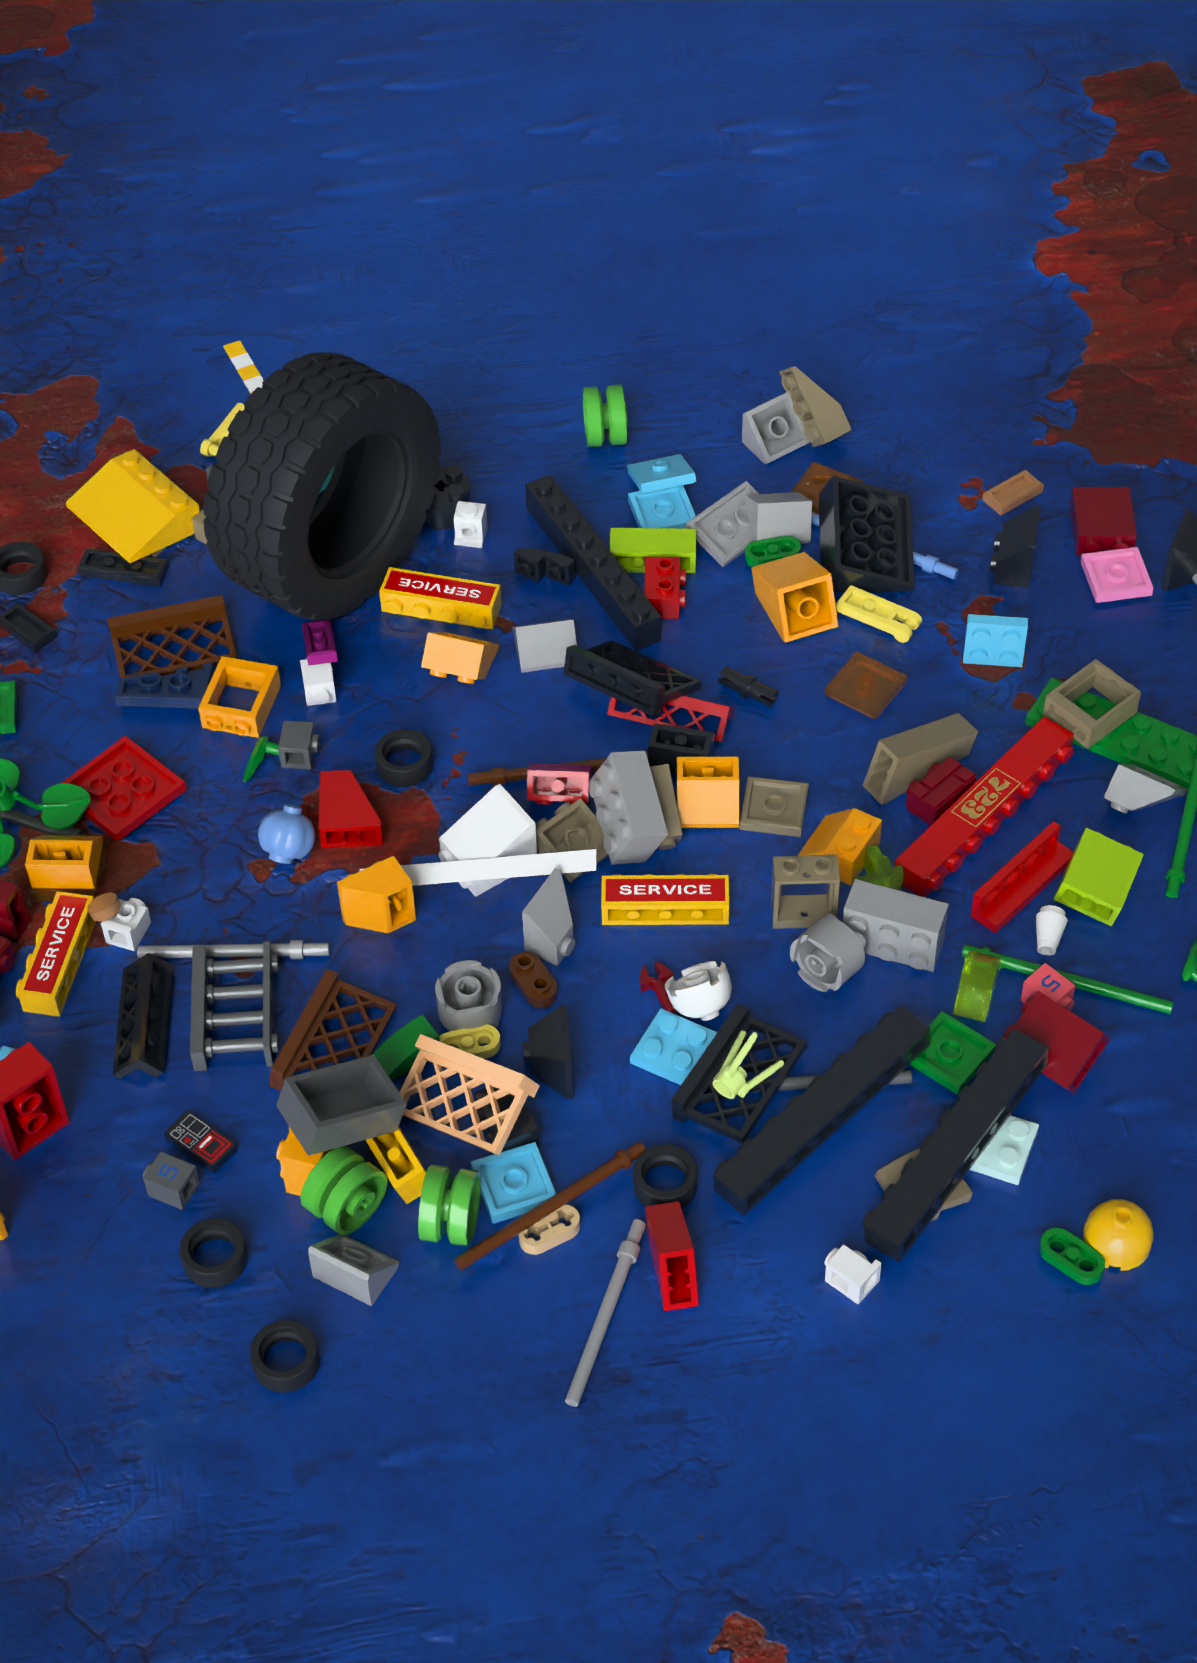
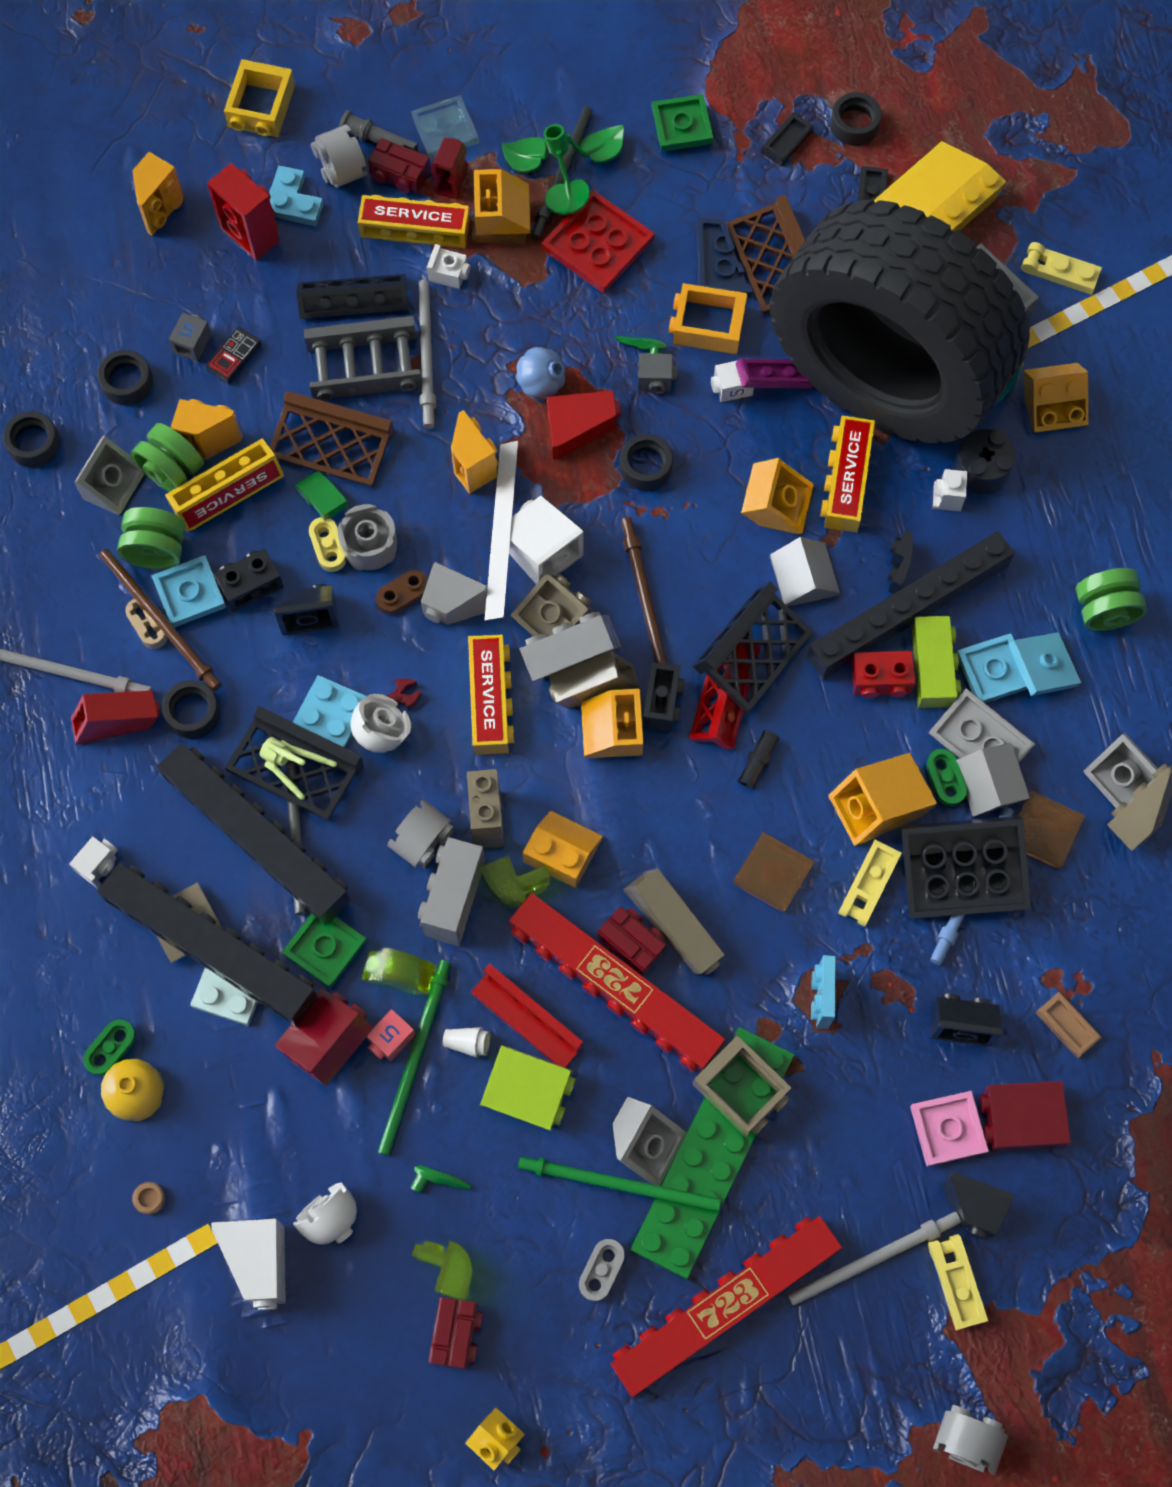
camera: 85 degrees right, 20 degrees up
(104, 907) = (451, 243): medium nougat tile -> none
(341, 1104) = (213, 433): dark grey piece -> none
(480, 1072) = (272, 548): light nougat fence -> none
(558, 783) = (617, 591): brick -> none
(774, 806) = (612, 789): dark tan tile -> none

